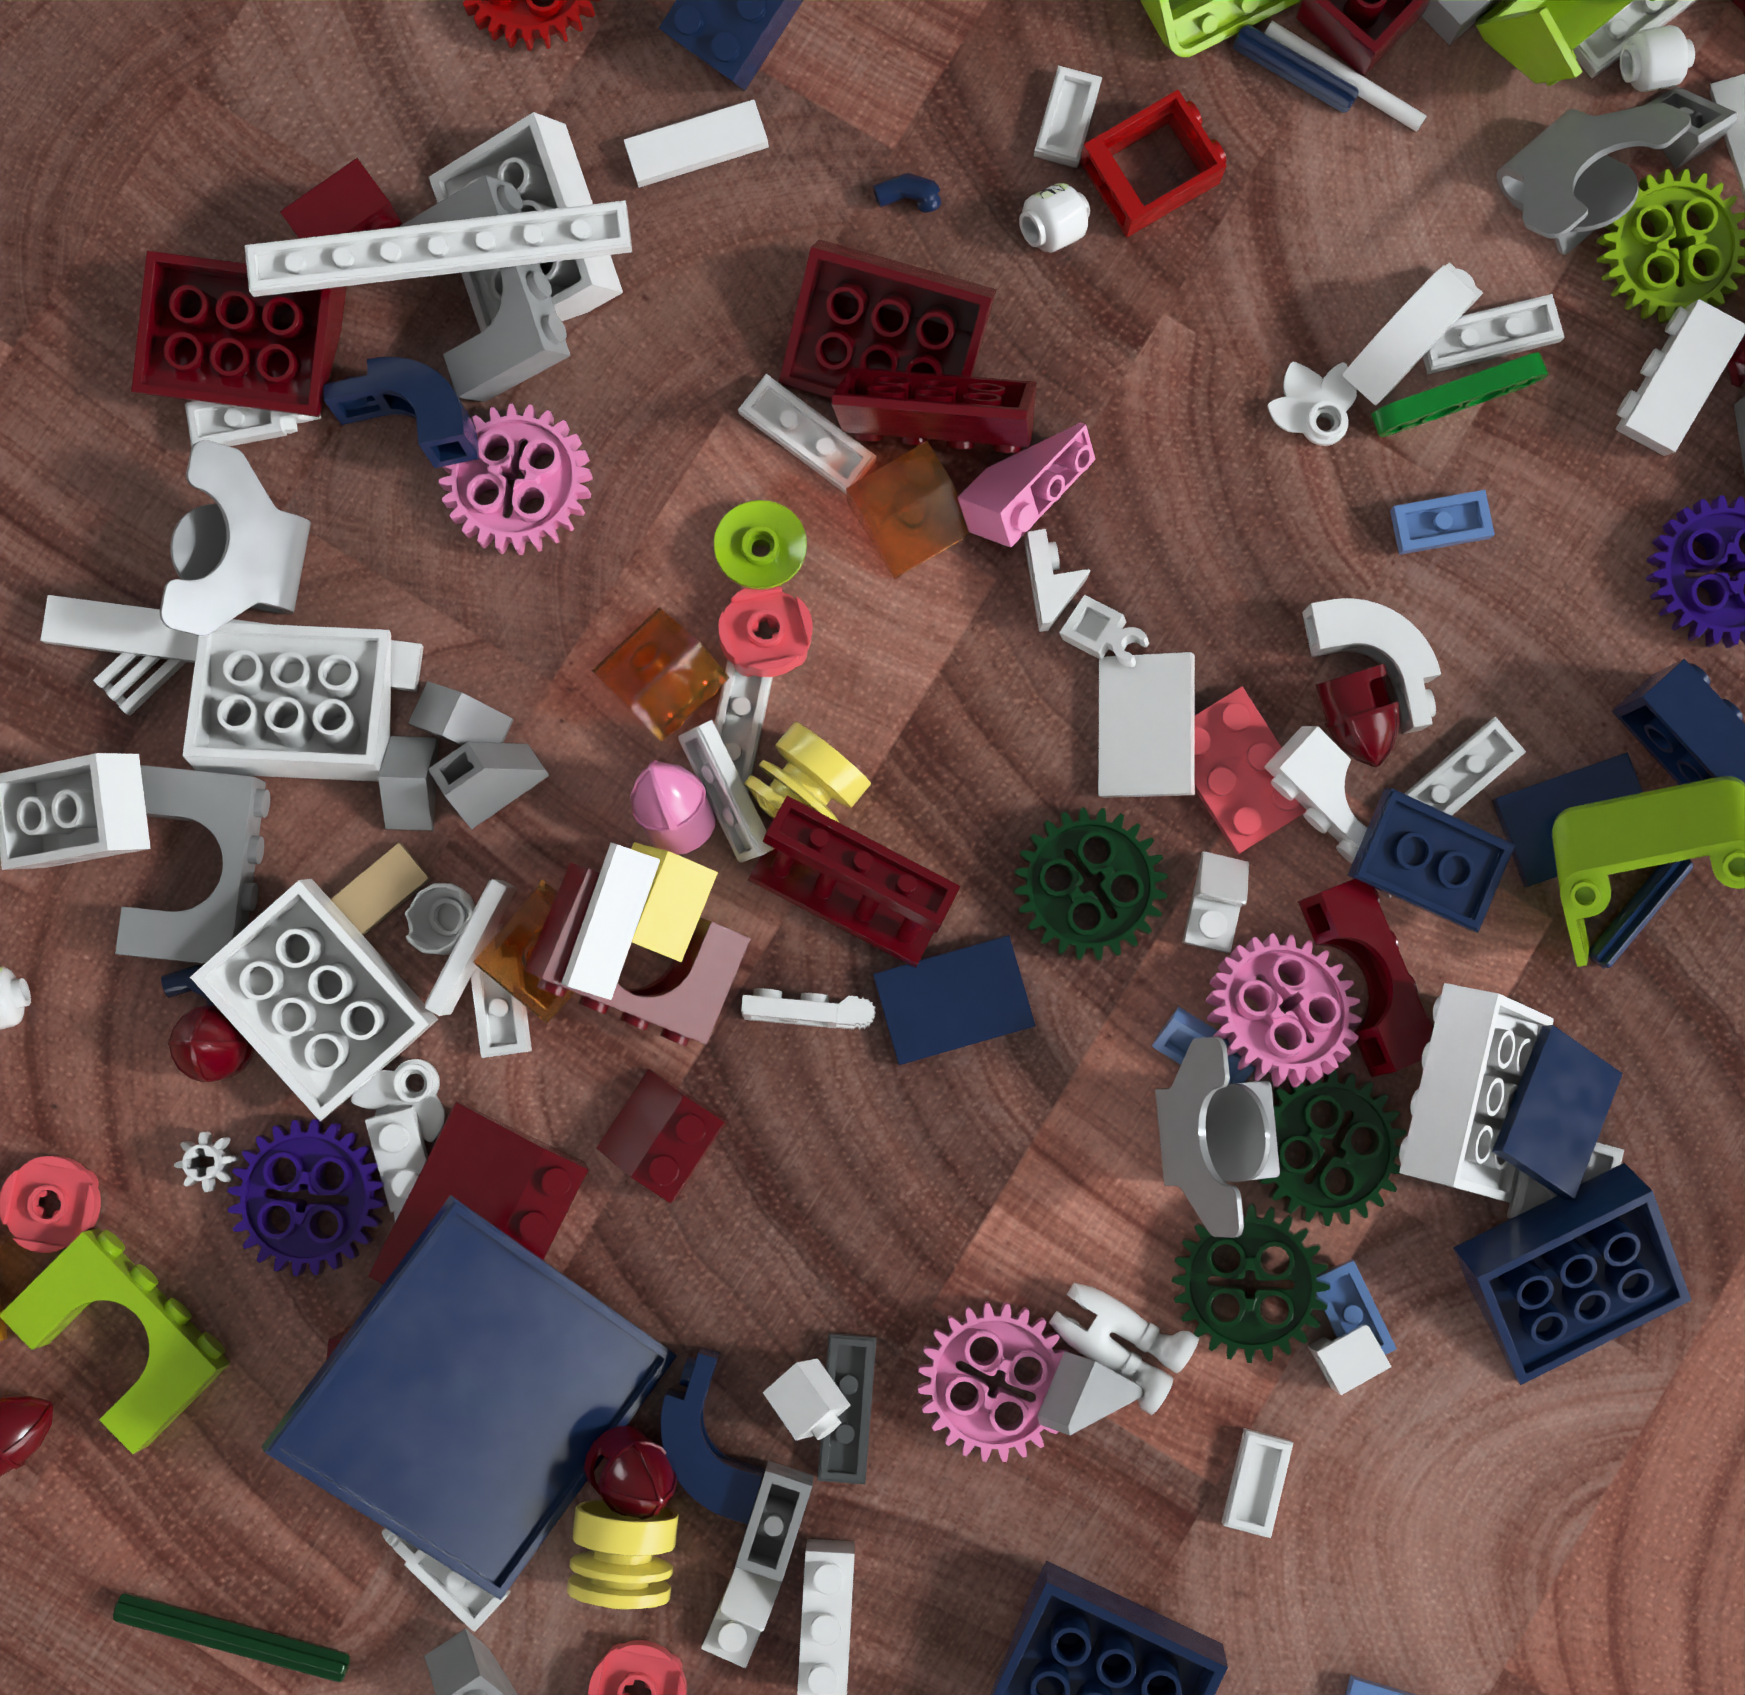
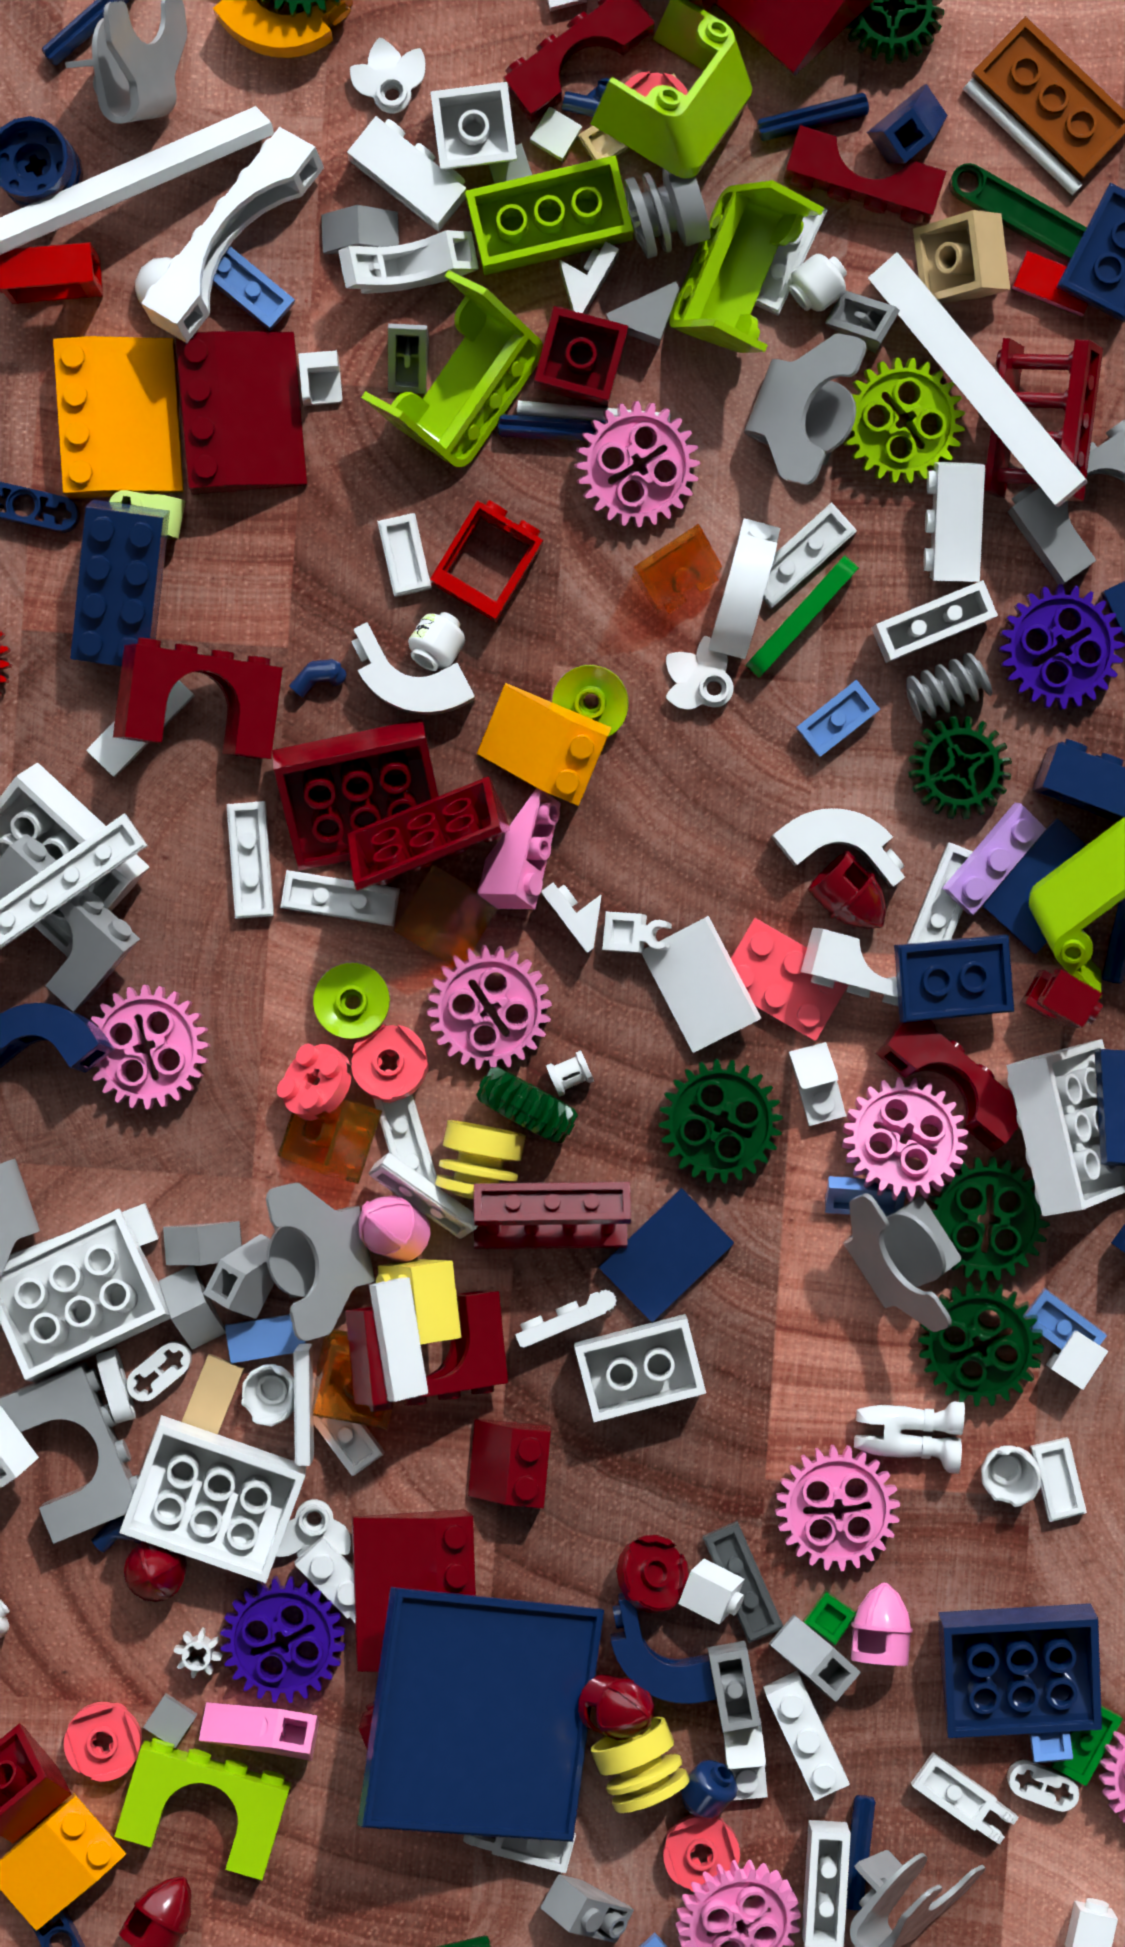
camera: 30 degrees left, 5 degrees up
(136, 1220) = (170, 1720): none -> light grey tile
(228, 1285) = (260, 1729): none -> bright pink slope
(281, 822) = (115, 1386): none -> white beam
(336, 821) = (153, 1363): none -> white beam
(469, 856) = (261, 1338): none -> medium blue tile
(569, 790) = (315, 1257): none -> light grey piece
(674, 606) = (312, 1063): none -> coral plate
(685, 1624) = (709, 1789): none -> dark blue head
(733, 345) = (250, 860): none -> white tile
(751, 1343) = (652, 1573): none -> dark red tile
(830, 154) = (248, 687): none -> dark red arch
(859, 1106) = (639, 1368): none -> white brick
(882, 1538) = (814, 1658): none -> light grey slope
(890, 751) = (526, 1105): none -> dark green gear
(922, 1501) = (829, 1617): none -> green tile
(947, 625) = (517, 989): none -> bright pink gear
(954, 755) = (570, 1073): none -> white bush
(974, 1545) = (881, 1629): none -> bright pink helmet
(1011, 266) = (410, 694): none -> white arch
(1084, 1394) = (903, 1485): light grey slope -> none
(1113, 381) = (543, 743): none -> light orange slope
(1174, 343) = (594, 680): none -> lime dish
(1209, 1449) = (1011, 1475): none -> white hair
(1353, 270) = (677, 570): none -> clear orange slope
(1362, 103) = (620, 433): none -> bright pink gear
(1536, 758) = (994, 858): none -> lavender plate
(1549, 942) = (1063, 999): none -> dark red arch
(1552, 605) = (968, 783): none -> dark green gear
(1580, 545) = (947, 686): none -> light grey piece
(1603, 470) = (934, 621): none -> white brick

